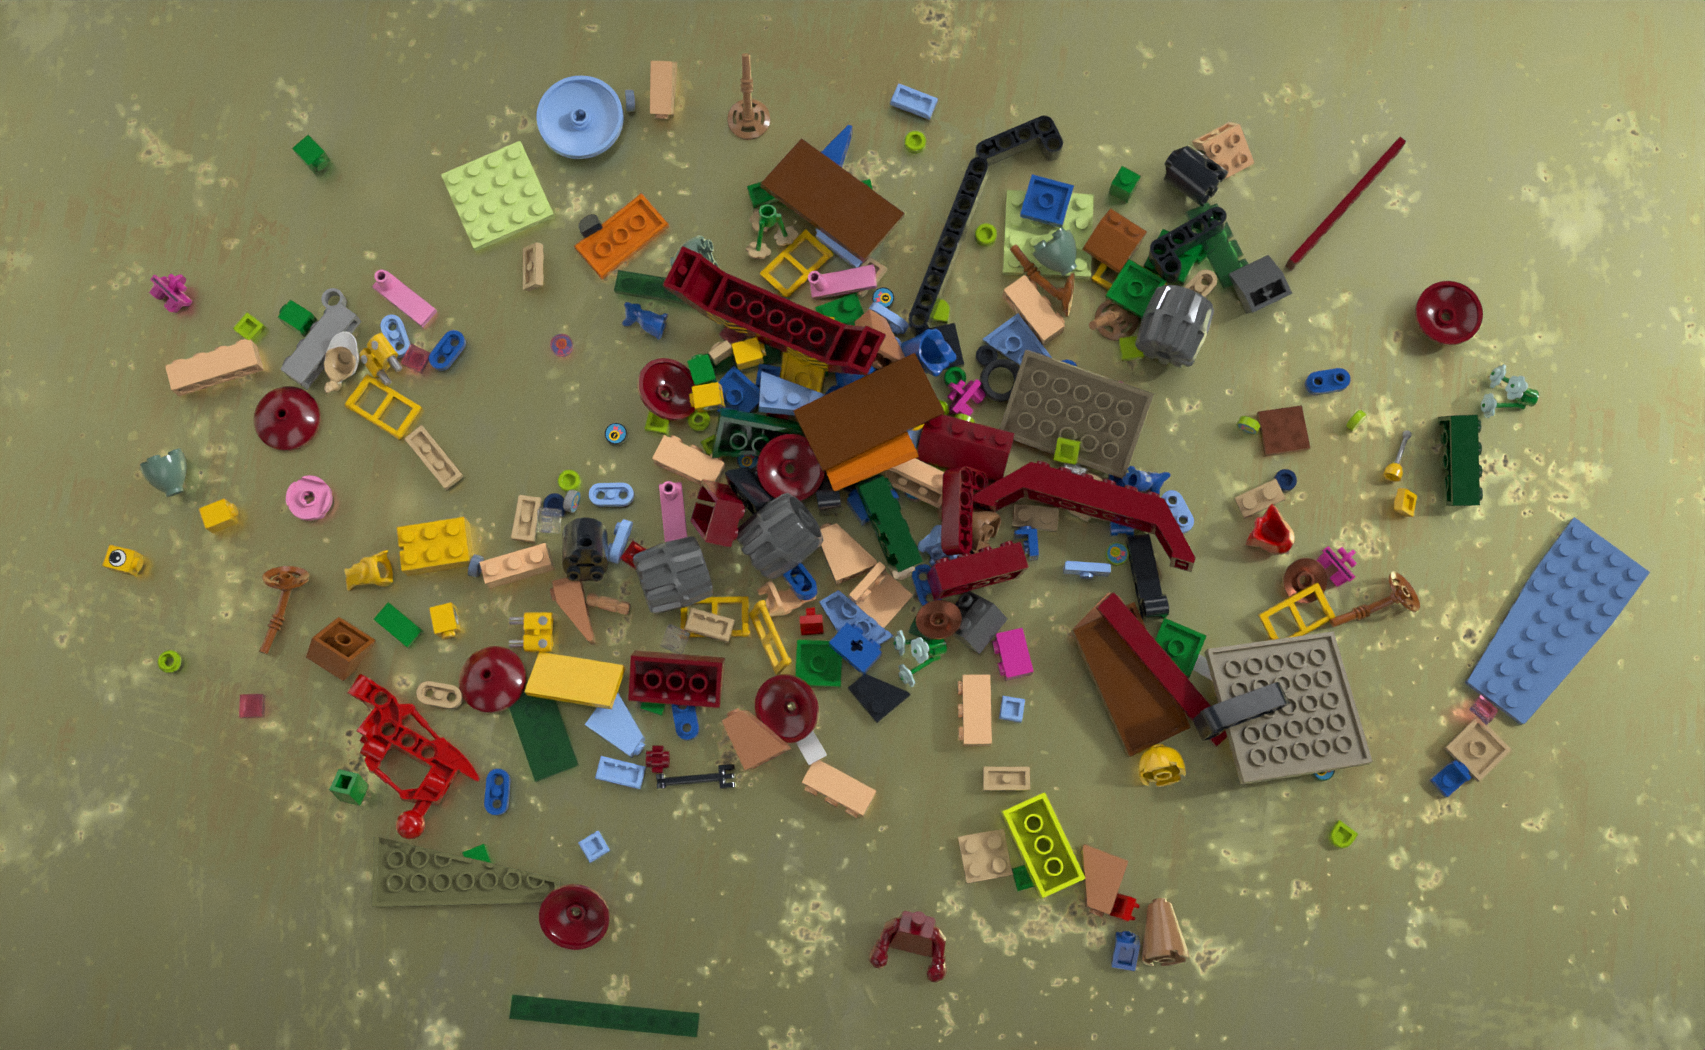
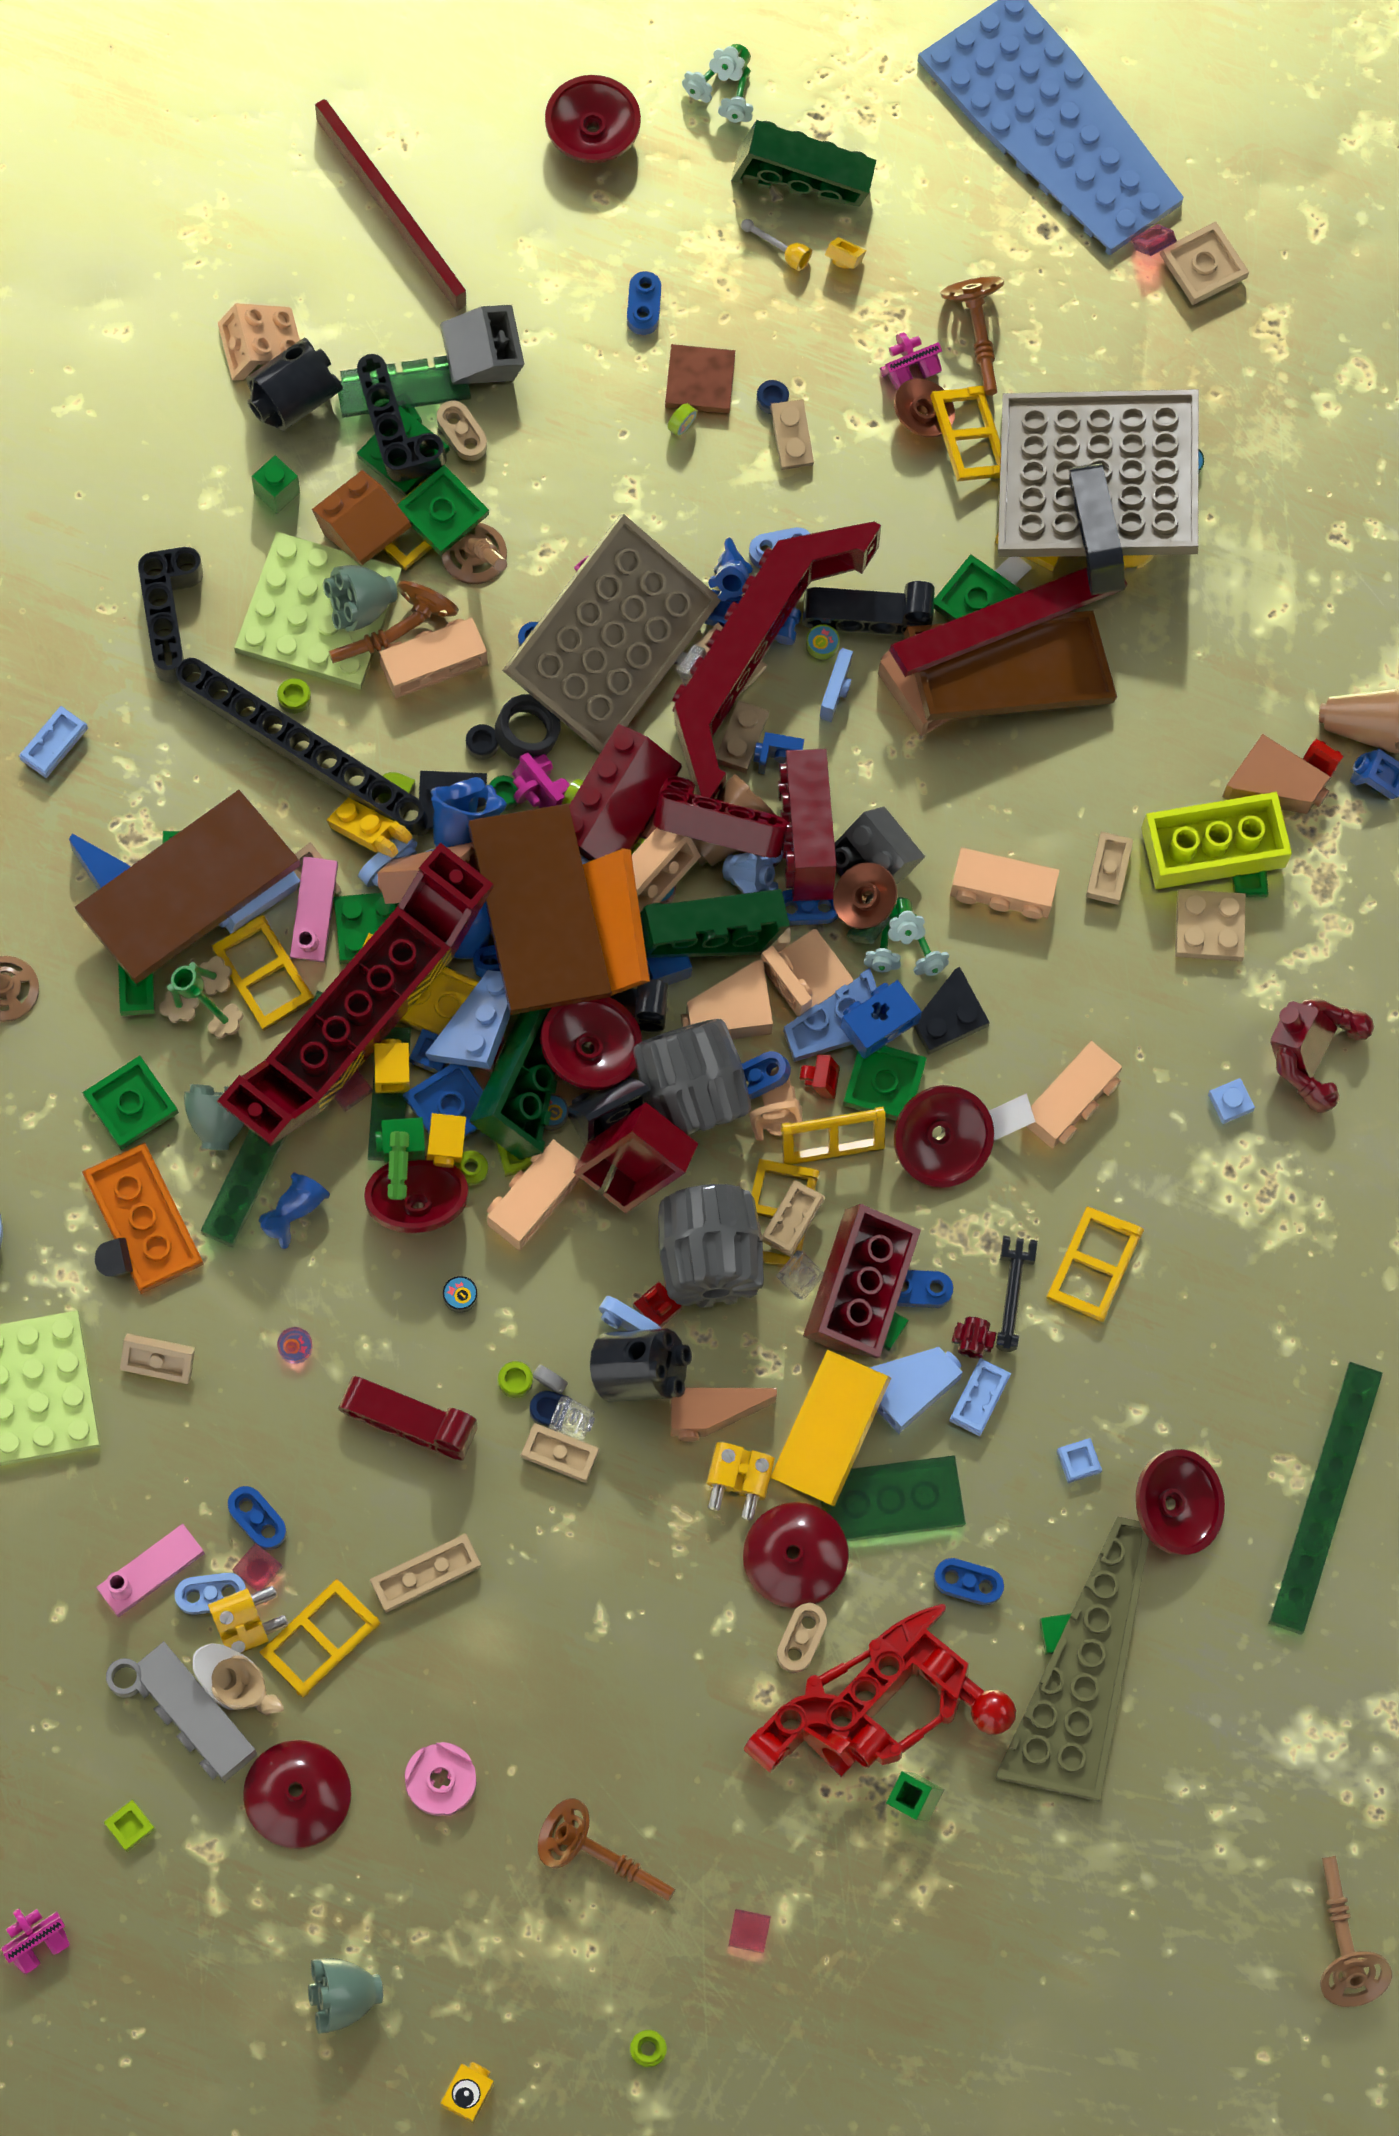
camera: 85 degrees left, 5 degrees down
(214, 367) = (184, 1890): light nougat brick -> none
(219, 515) = (433, 1924): yellow brick -> none
(296, 317) = (137, 1742): green brick -> none
(339, 648) = (694, 1773): dark orange slope -> none
(367, 571) = (585, 1702): yellow hair -> none
(398, 625) = (676, 1681): green tile -> none
(435, 546) = (570, 1595): yellow piece -> none
(445, 620) = (690, 1605): yellow brick -> none
(474, 567) = (615, 1542): sand blue tile -> none
(517, 565) = (631, 1479): light nougat brick -> none
(523, 443) = (410, 1419): none -> dark red beam
(608, 603) = (721, 1360): light nougat axle -> none
(612, 492) = (554, 1321): light blue plate -> none
(656, 424) = (458, 1232): lime tile -> none
(673, 510) = (608, 1238): bright pink piece -> none
(679, 371) = (398, 1165): none -> bright green axle
(691, 208) = (130, 1102): none -> green plate
(720, 352) = (376, 1105): tan plate -> none
(725, 844) = (1090, 1310): none -> yellow window
(752, 739) = (977, 1195): nougat slope -> none
(863, 896) = (1231, 1101): none -> light blue plate
(884, 297) = (351, 860): tile -> none
(904, 299) = (368, 827): none -> yellow hinge
(915, 142) = (117, 757): lime tile -> none
(1012, 709) = (1011, 838): light blue tile -> none
(1013, 654) = (936, 813): dark pink brick -> none
(1014, 338) = (475, 692): medium blue wing -> none
(1046, 201) = (274, 592): blue plate -> none
(1067, 450) = (661, 661): lime tile -> none
(1129, 350) = (524, 543): lime tile -> none
(1161, 765) = (1138, 659): yellow cylinder -> none
(1175, 325) = (518, 468): dark grey wheel -> none
(1271, 533) = (846, 431): red piece -> none
(1342, 835) = (1281, 462): lime tile -> none
(1356, 420) = (712, 280): lime tile -> none
(1451, 778) = (1235, 307): blue bracket -> none

